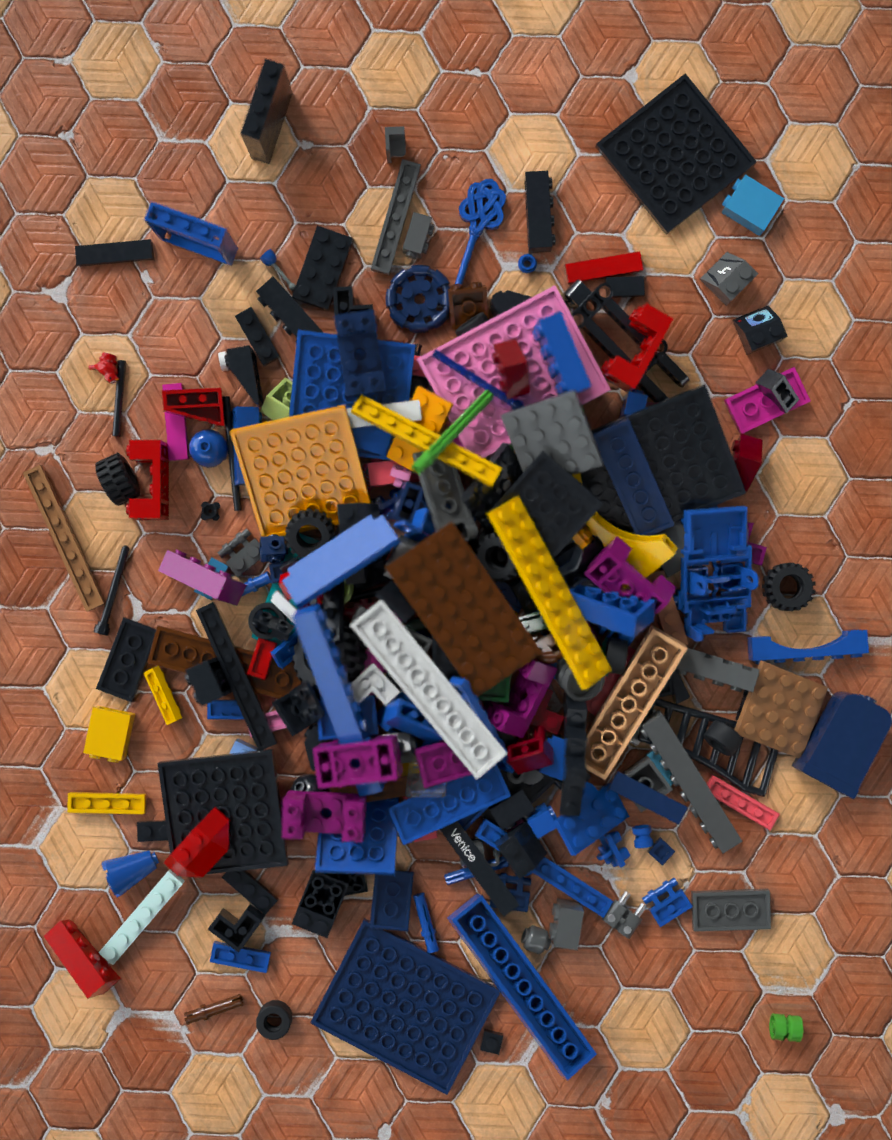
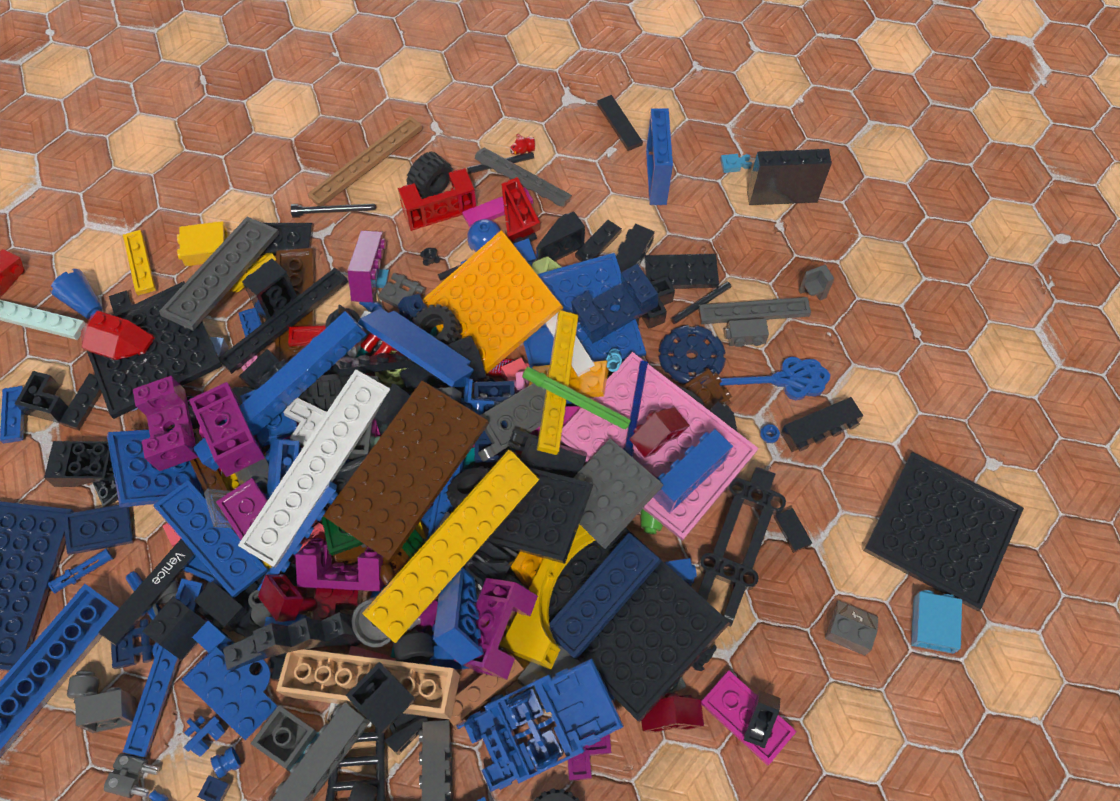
camera: 65 degrees right, 25 degrees down
(150, 382) = (526, 178): none -> dark grey plate
(161, 724) = (219, 273): none -> dark grey plate
(212, 157) = (733, 162): none -> dark azure plate
(269, 259) = (669, 228): hinge -> none
(365, 264) = (692, 308): none -> black bar
(418, 379) = (616, 358): none -> medium azure pin
(604, 267) = (802, 504): red tile -> none
(648, 797) = (268, 743): dark blue tile -> none
(650, 323) = (764, 559): red plate -> none
(656, 695) = (380, 697): none -> black slope
(759, 329) = (816, 680): black slope -> none

